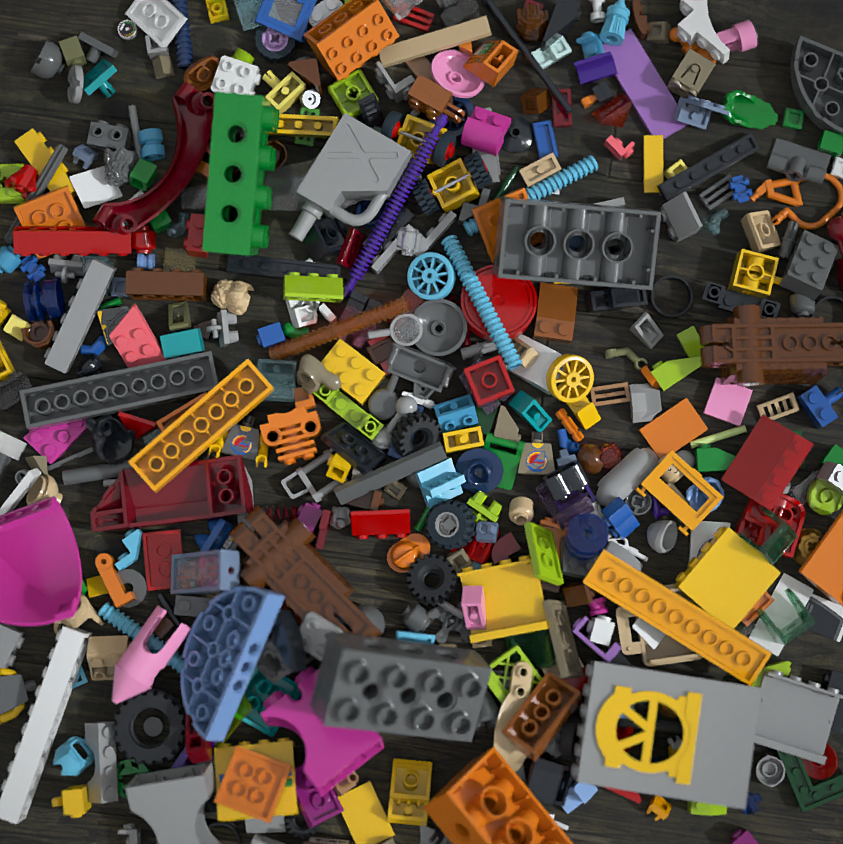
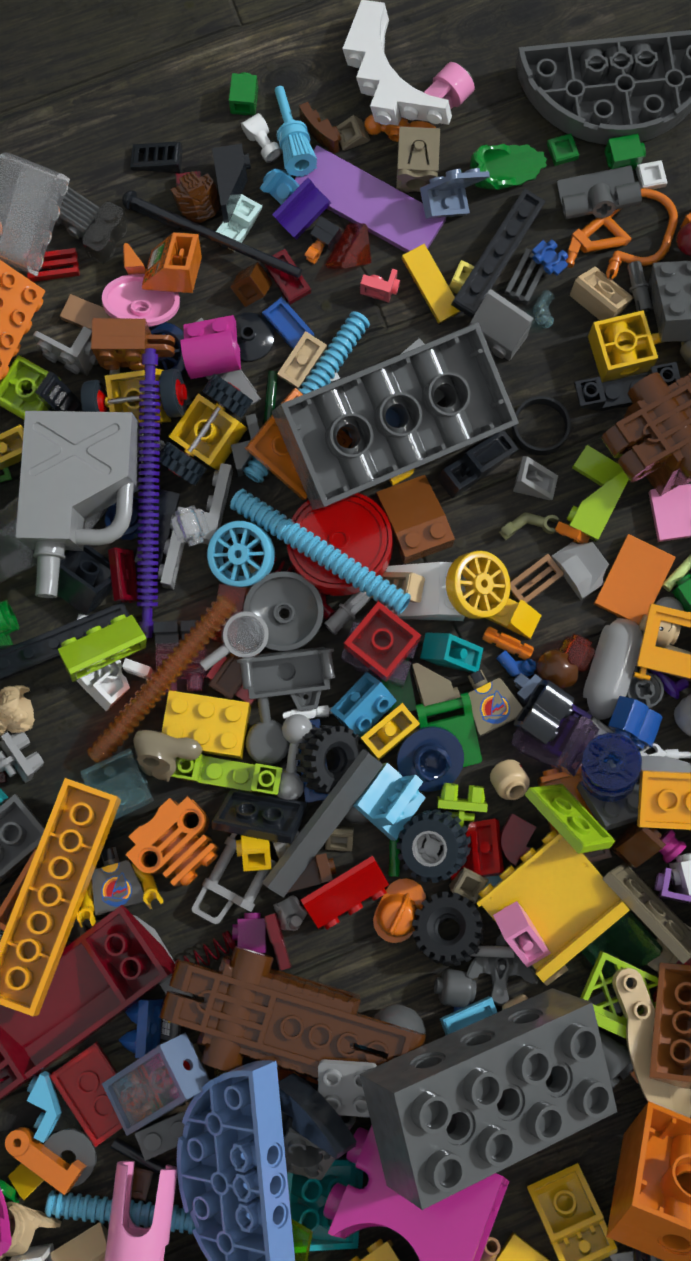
camera: 25 degrees left, 5 degrees down
(270, 335) = (81, 734): blue brick -> none
(292, 332) = (104, 716): green arm -> none
(303, 399) = (163, 790): orange panel -> none
(435, 41) = (93, 276): tan tile -> none
(487, 532) = (483, 830): sand blue tile -> none

